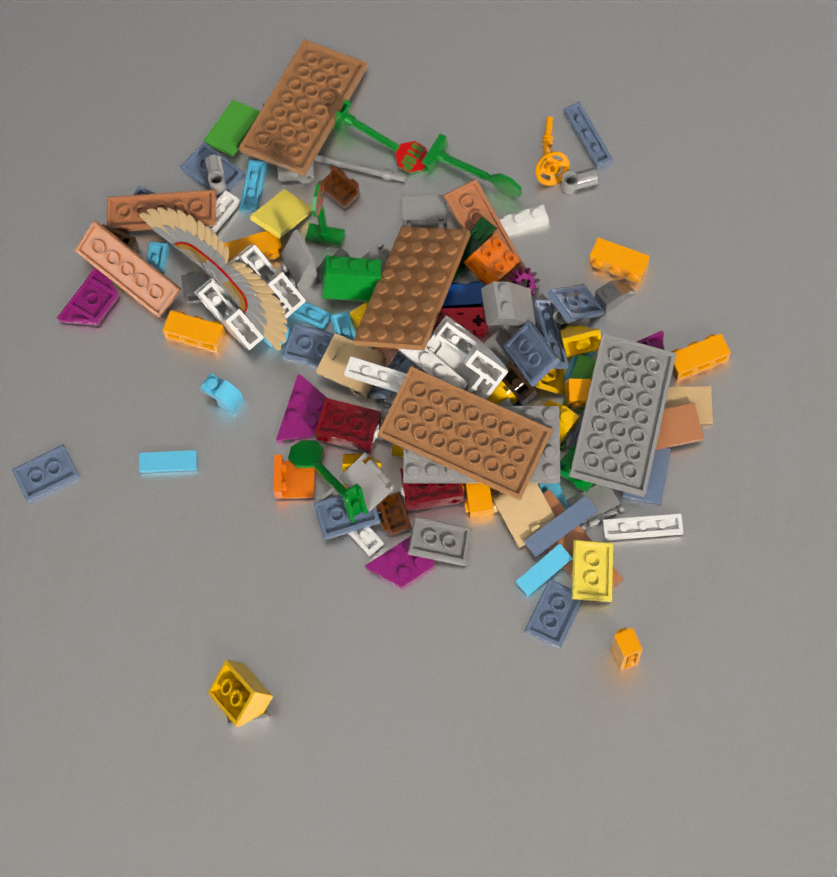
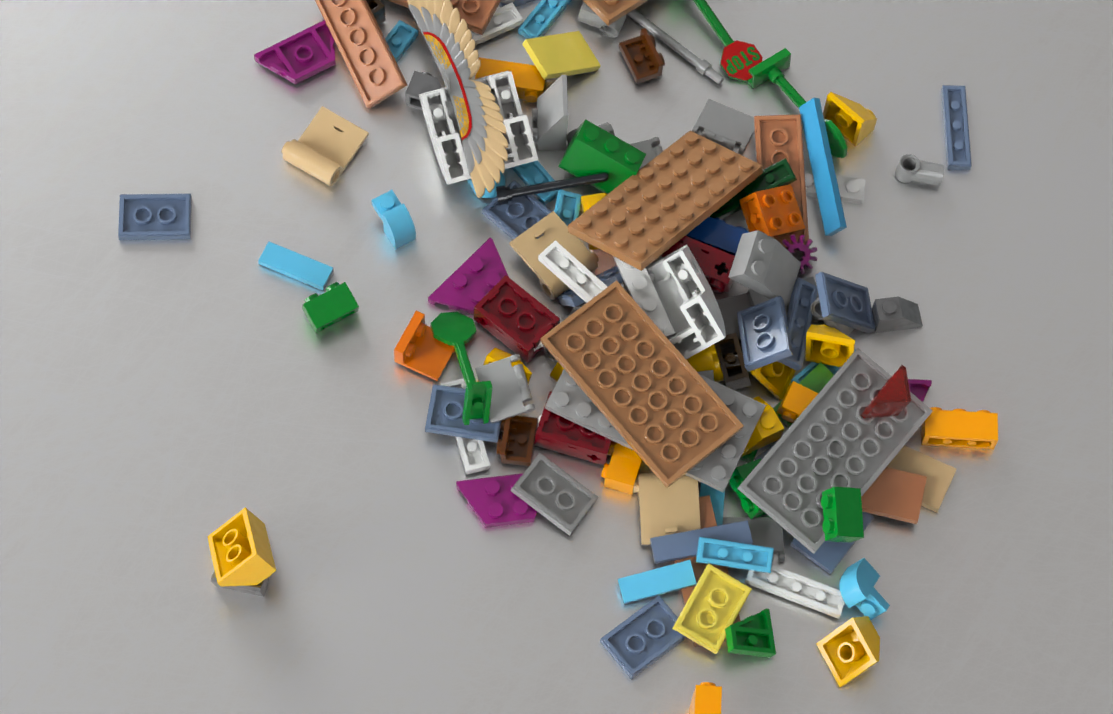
camera: 15 degrees right, 5 degrees down
(144, 362) = (325, 146): none -> tan door
(194, 330) = (398, 137): light orange brick -> none
(209, 481) = (330, 306): none -> green brick
(294, 336) = (506, 194): none -> black piece
(321, 233) = (594, 96): green piece -> none
(510, 164) = (849, 117): none -> yellow slope
(510, 210) = (822, 167): none -> dark azure tile
(550, 165) = (895, 137): light orange dish -> none
(589, 524) = (734, 555): none -> medium azure tile
(619, 260) = (921, 280): light orange brick -> none
(629, 576) = (752, 636): none -> green wing
(644, 357) = (891, 398): none -> clear red slope
(652, 460) = (842, 514): none -> green brick
(687, 508) = (858, 589): none -> medium azure brick
(703, 553) = (851, 649): none -> yellow slope

